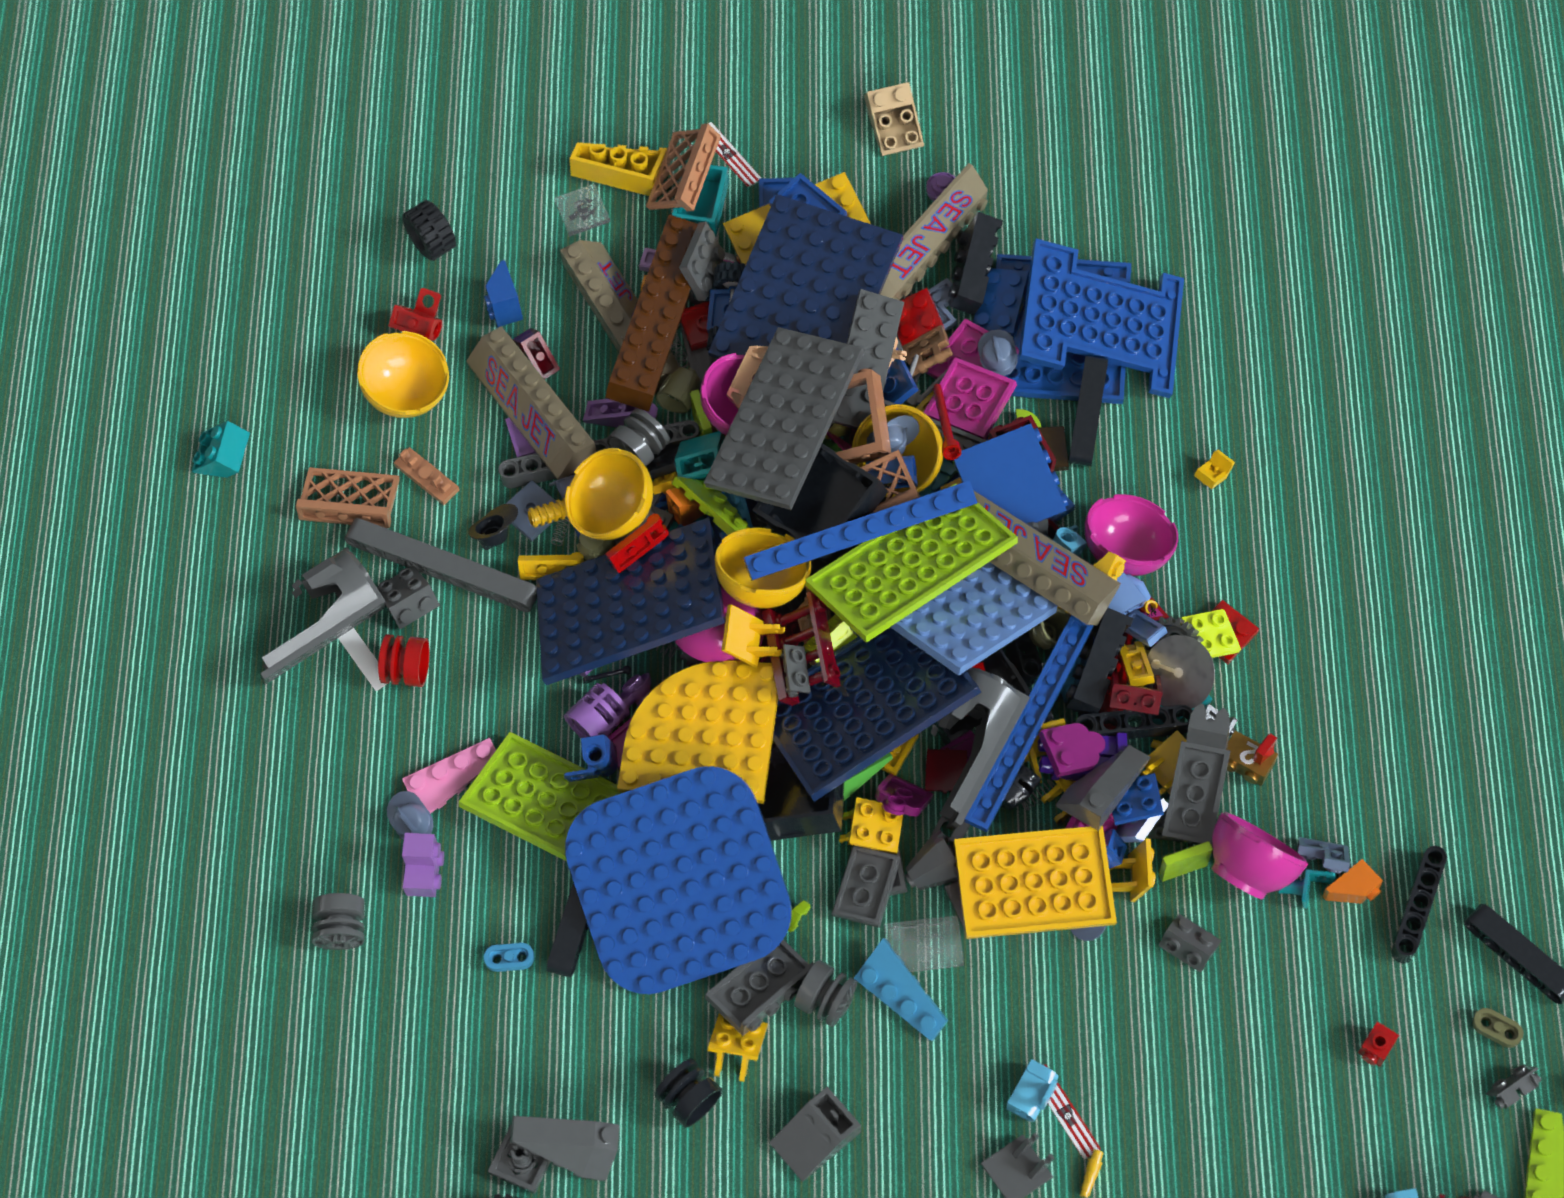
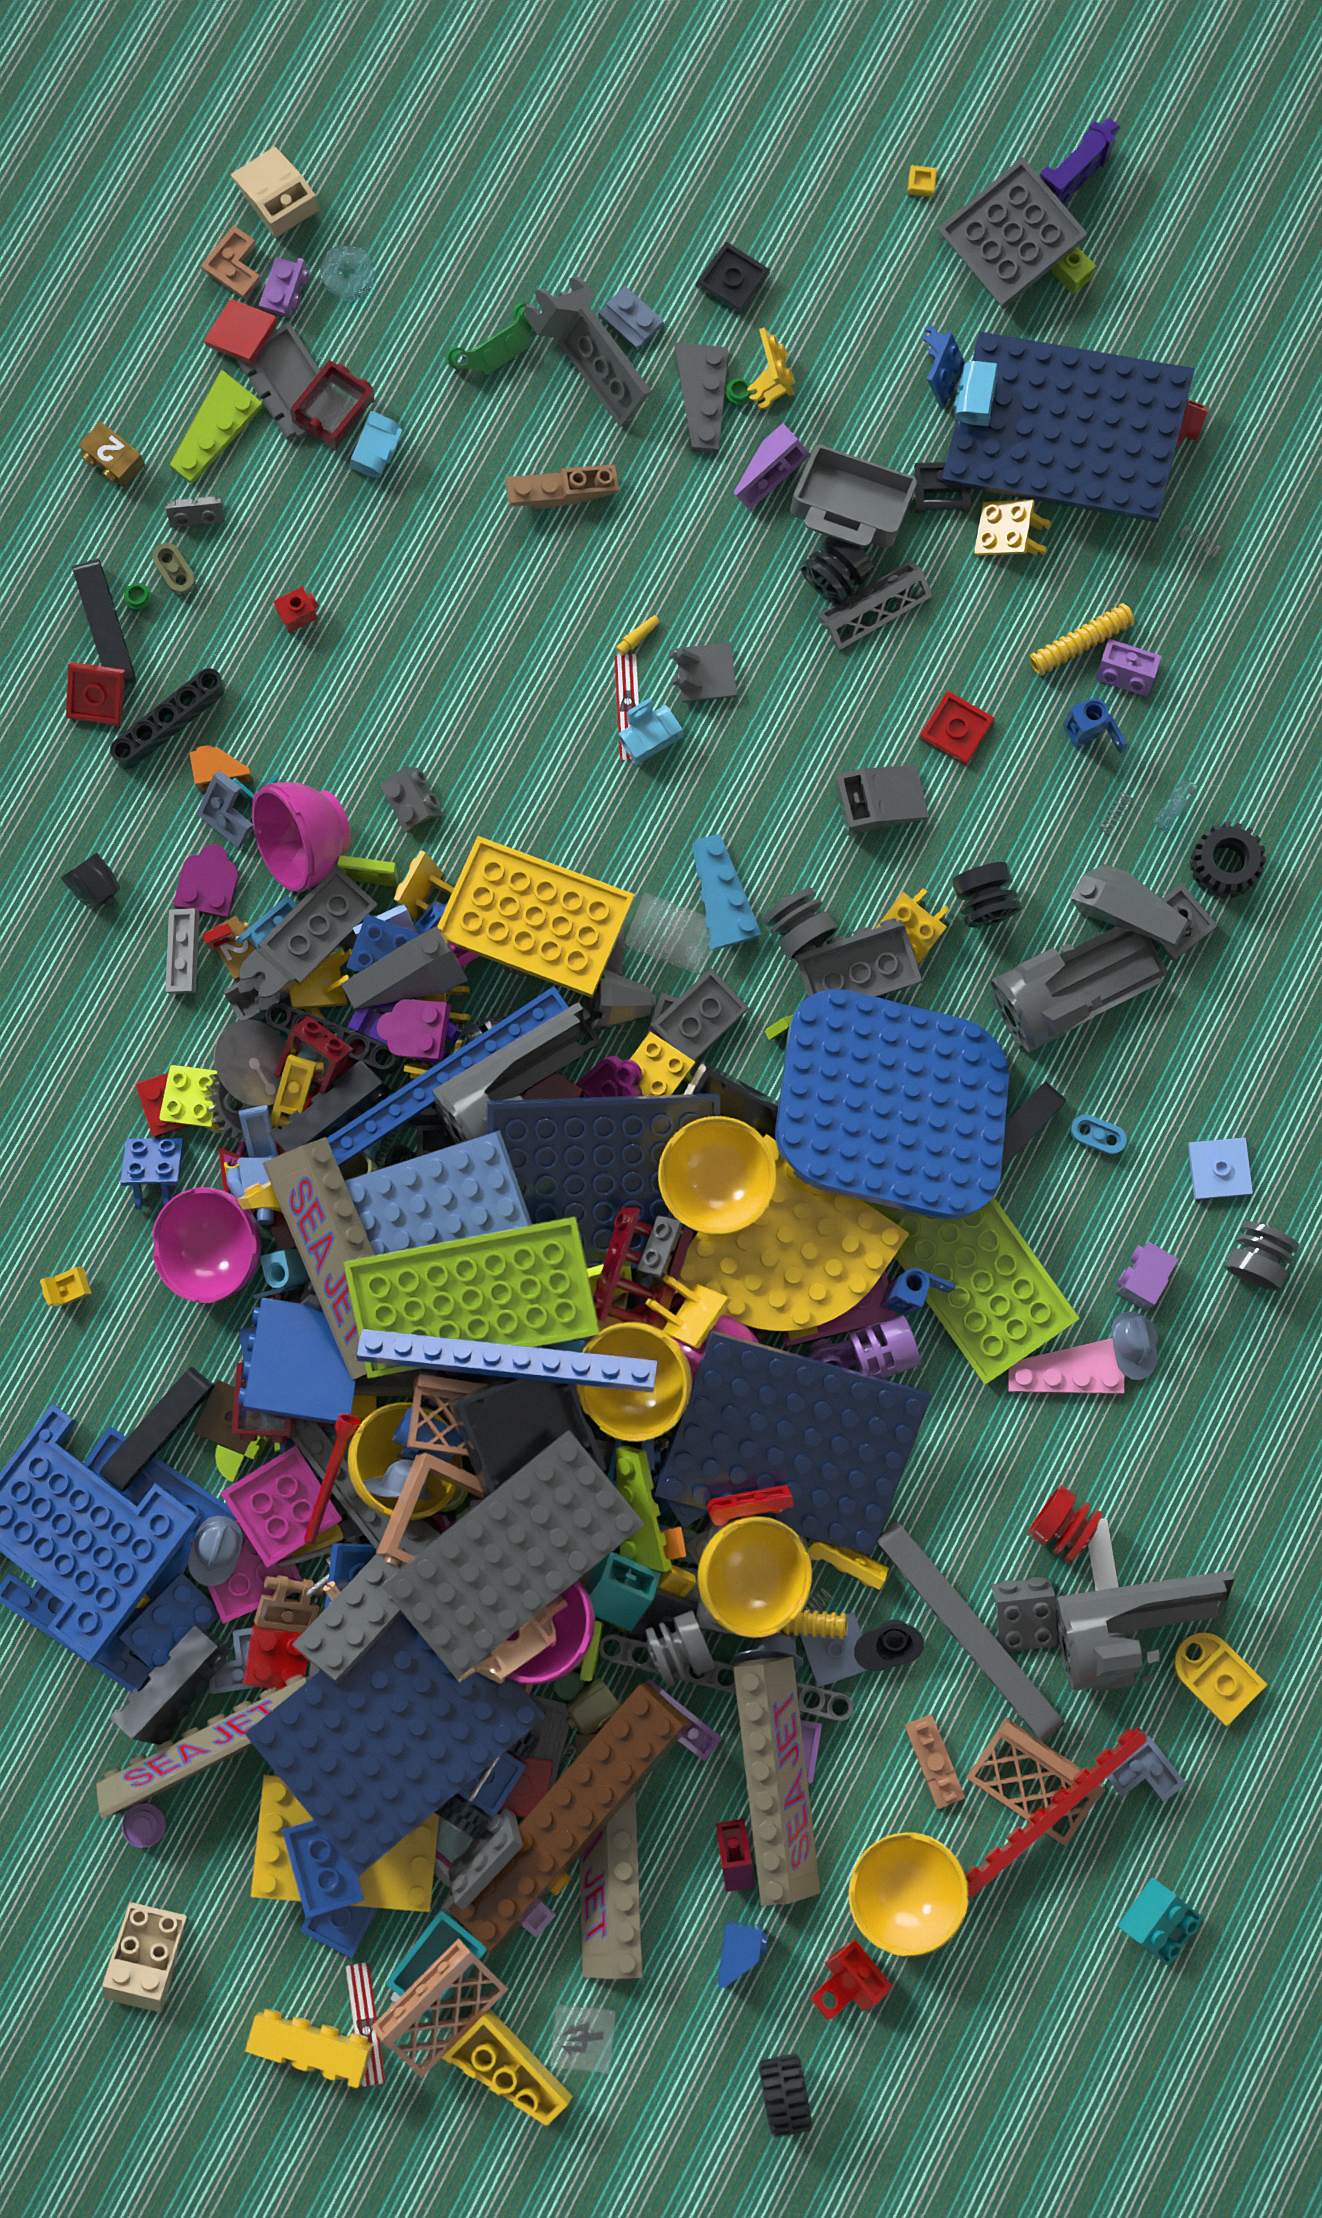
camera: 155 degrees left, 15 degrees up
(246, 621) = (1218, 1676): none -> yellow plate
(273, 543) = (1150, 1765): none -> sand blue plate
(323, 477) = (1061, 1803): none -> red plate
(401, 981) = (1220, 1168): none -> light blue plate
(594, 1039) = (1067, 989): none -> dark grey piece
(755, 118) = (310, 2046): none -> yellow wedge
(779, 730) = (717, 1175): none -> yellow piece
(1209, 578) = (151, 1163): none -> plate
(1234, 784) = (268, 922): none -> dark azure hinge
(1288, 737) = (182, 951): none -> light grey plate
(1303, 799) = (207, 883): none -> magenta plate
(1390, 749) = (92, 882): none -> black helmet
(1487, 891) = (95, 693): none -> red tile
(1510, 991) = (137, 596): none -> green plate

